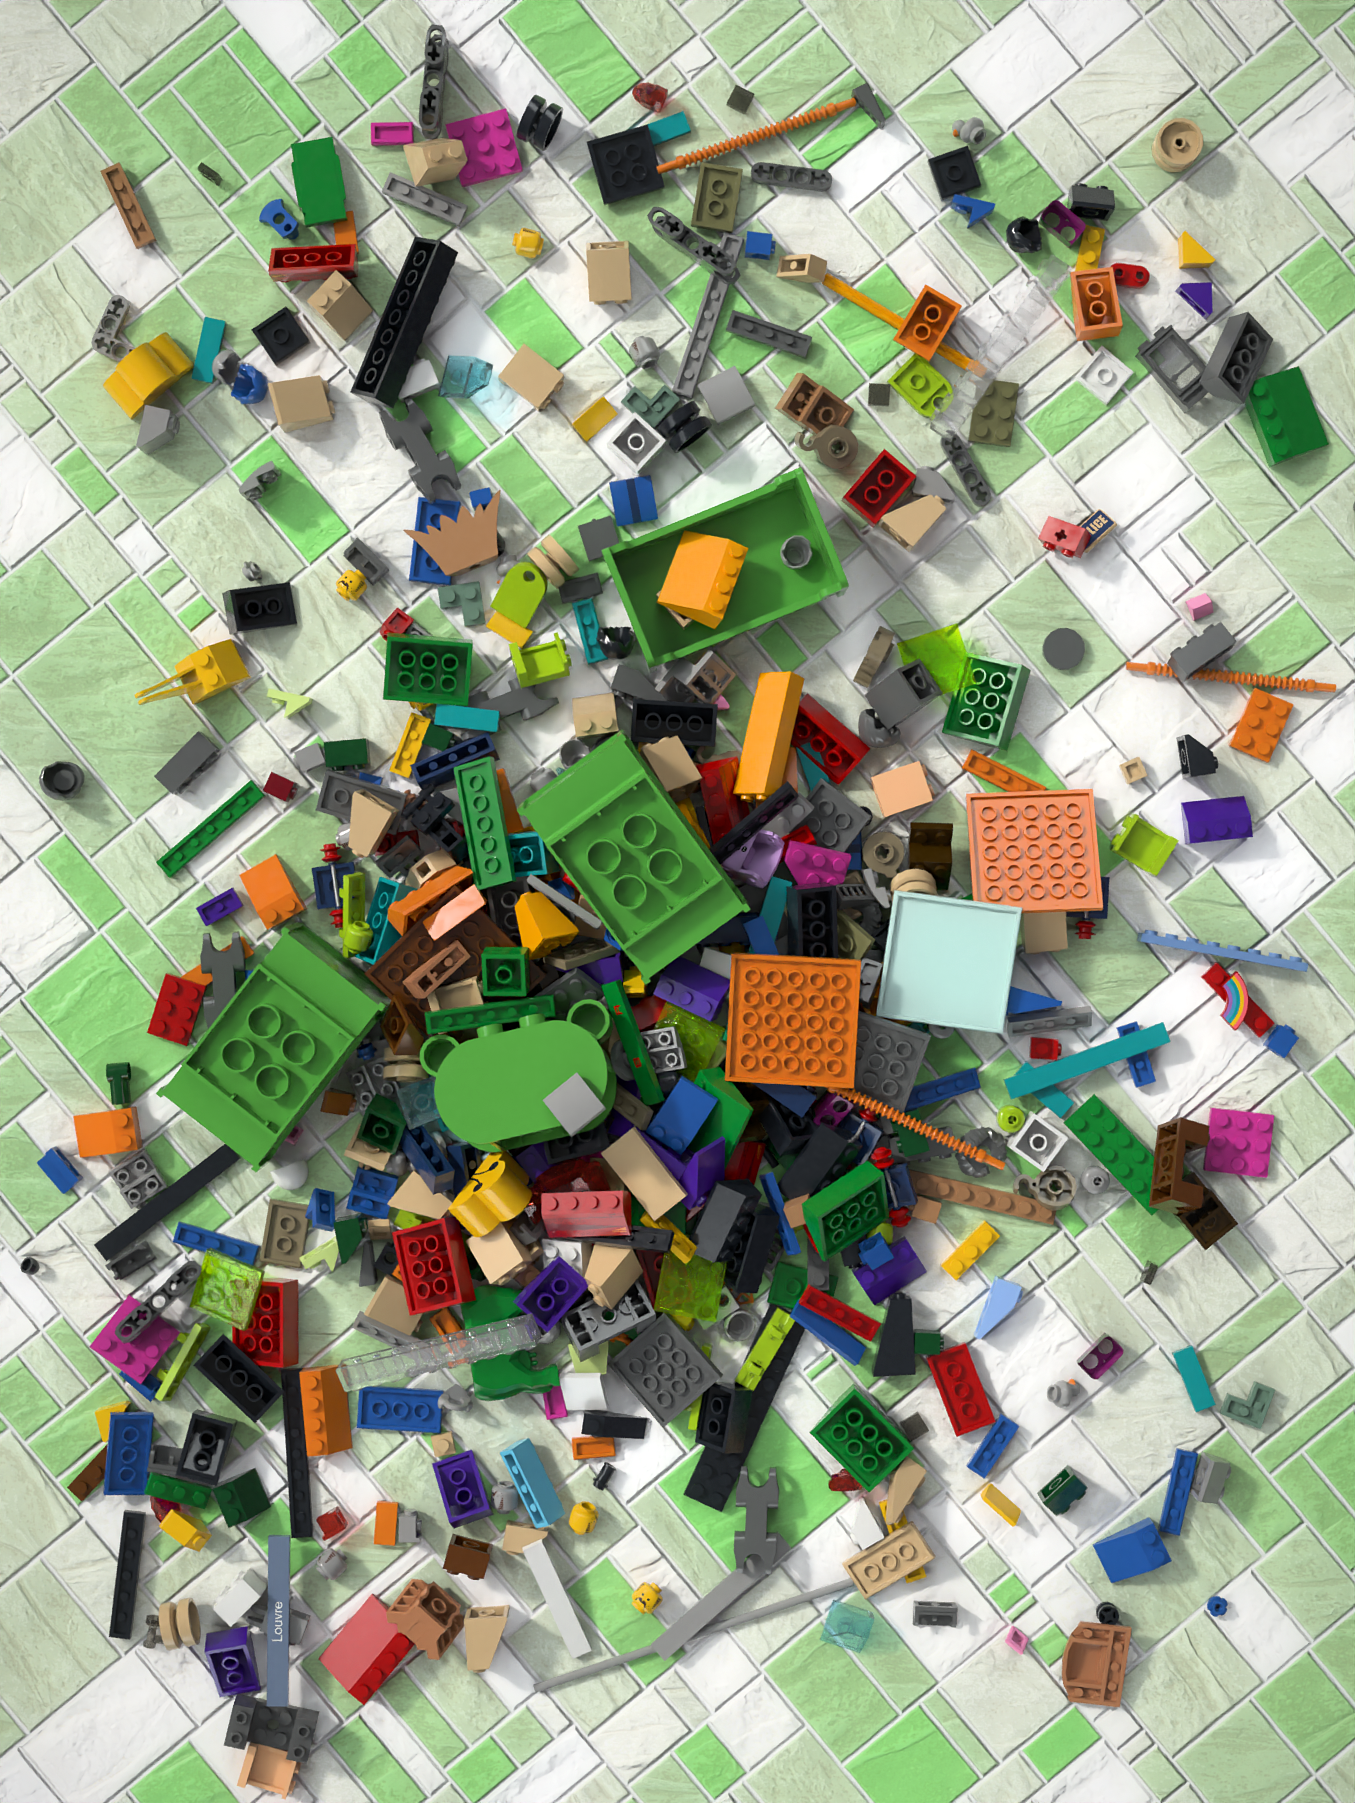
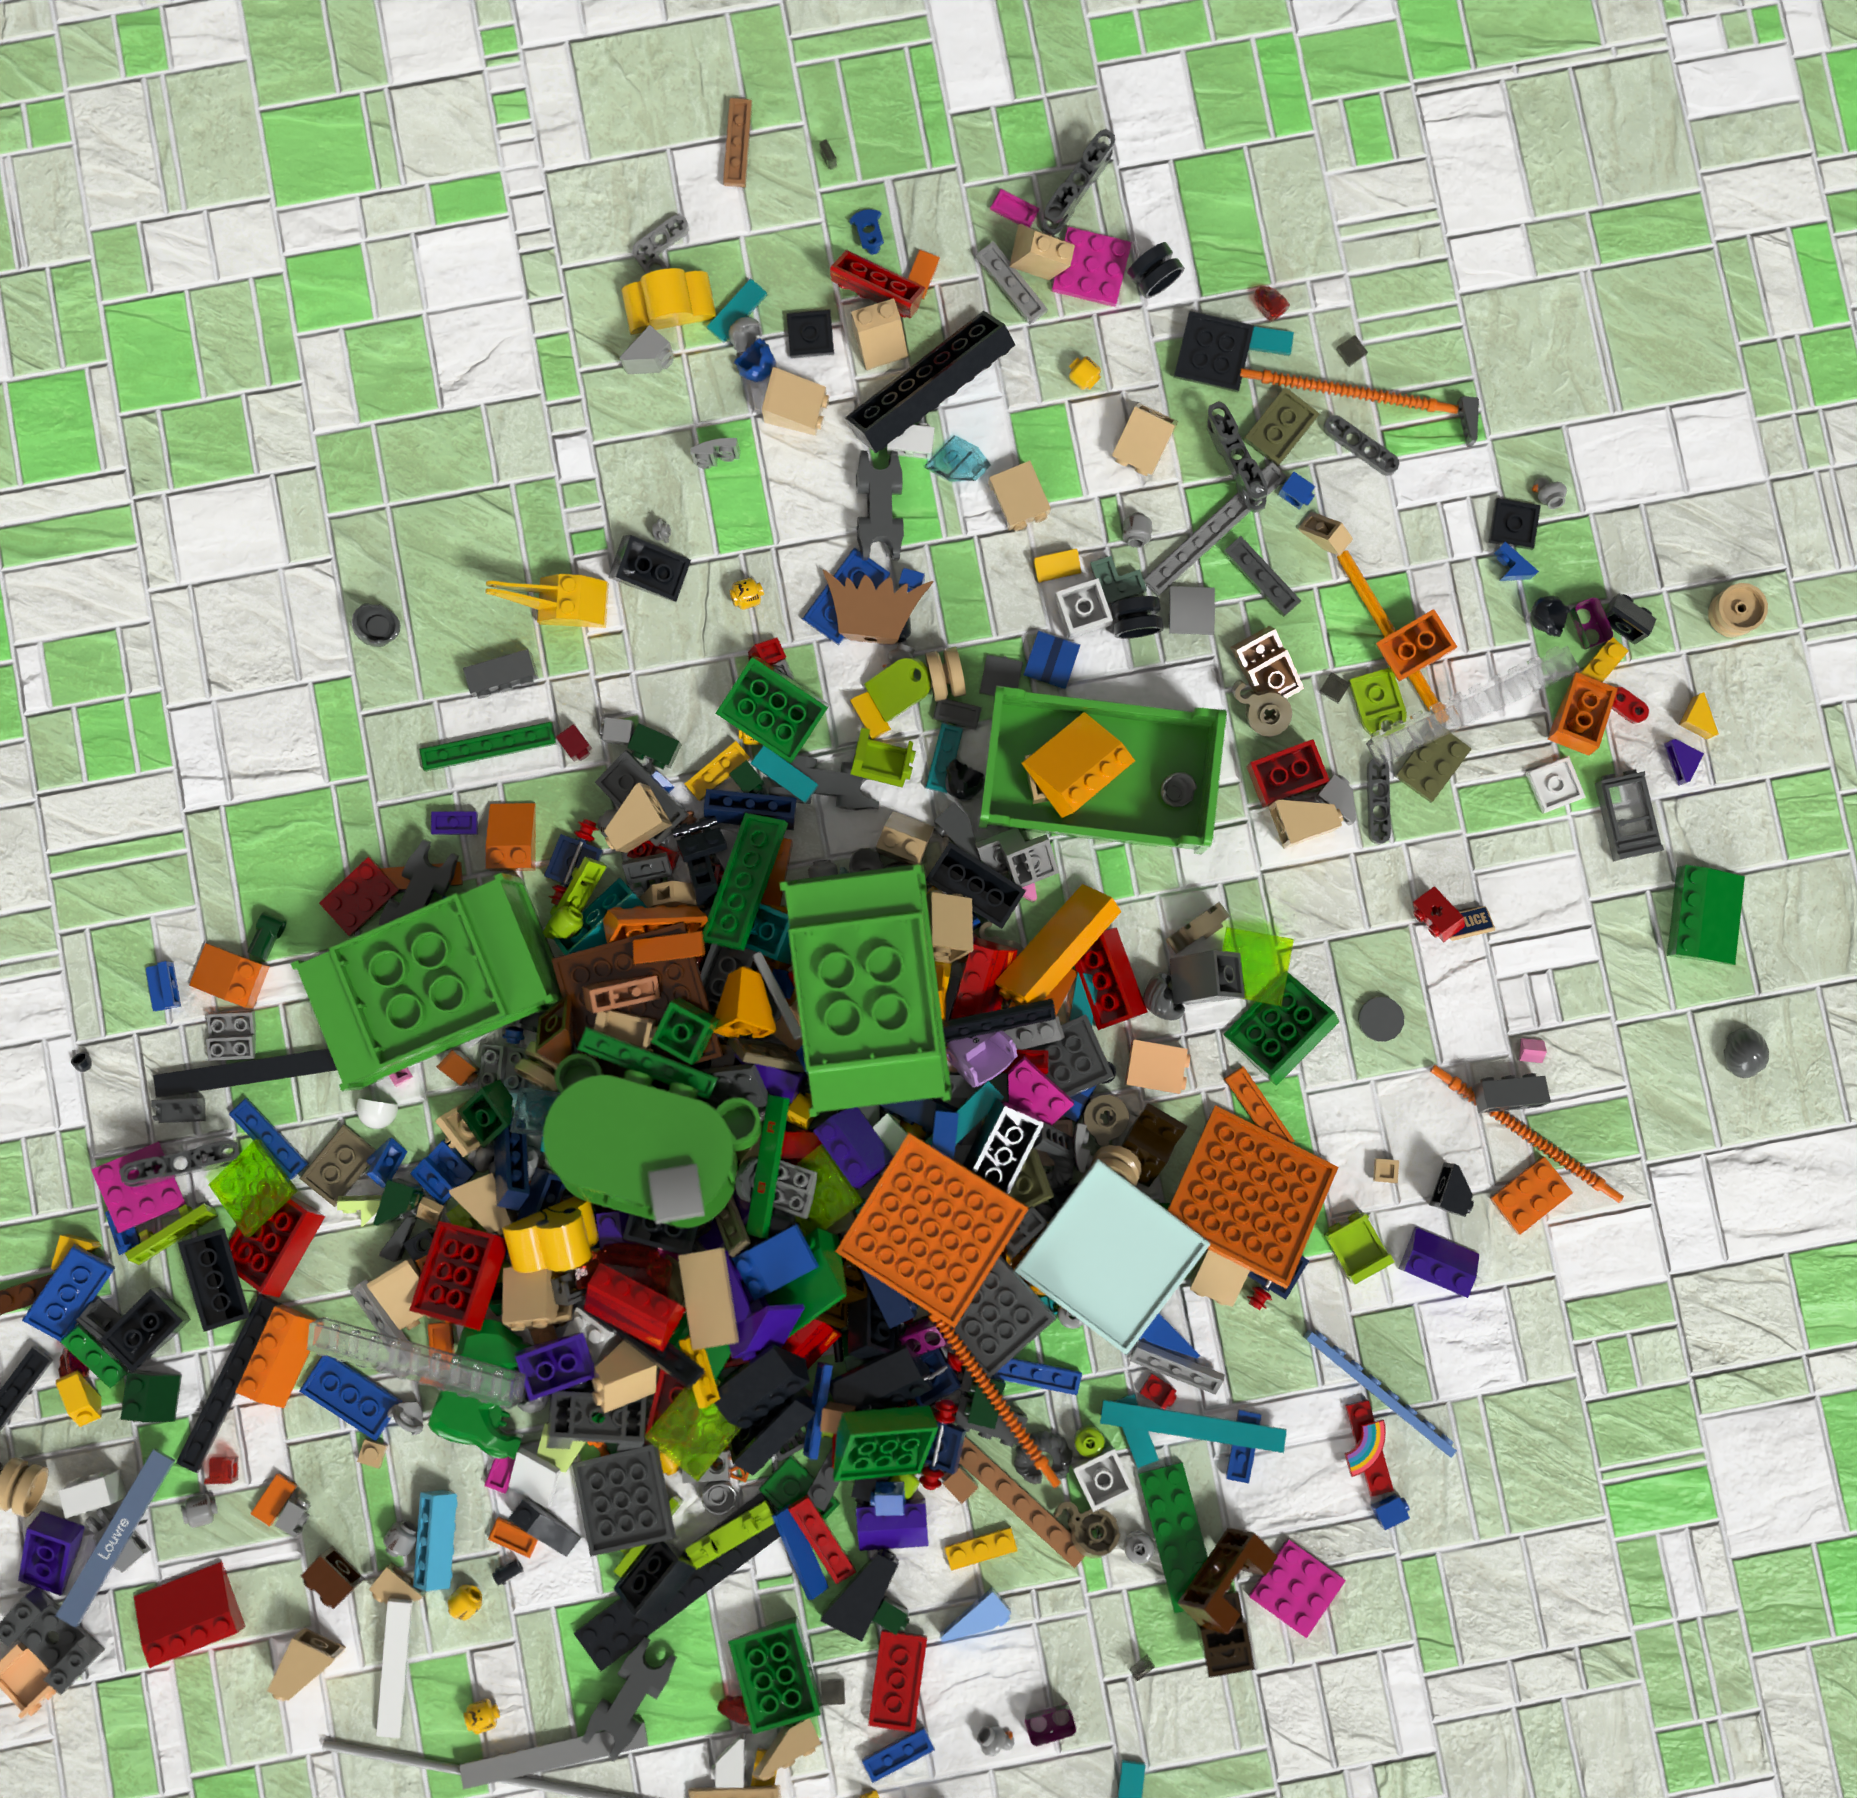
camera: 25 degrees right, 5 degrees down
(294, 702) = (632, 672): yellowish green slope -> none
(318, 182) = (923, 215): green piece -> none
(365, 561) = (771, 579): dark grey hinge -> none
(427, 1617) = (259, 1615): nougat slope -> none
(462, 1489) = (365, 1508): dark purple slope -> none
(465, 595) = (848, 664): sand green plate -> none
(1236, 359) = (1690, 837): dark grey slope -> none

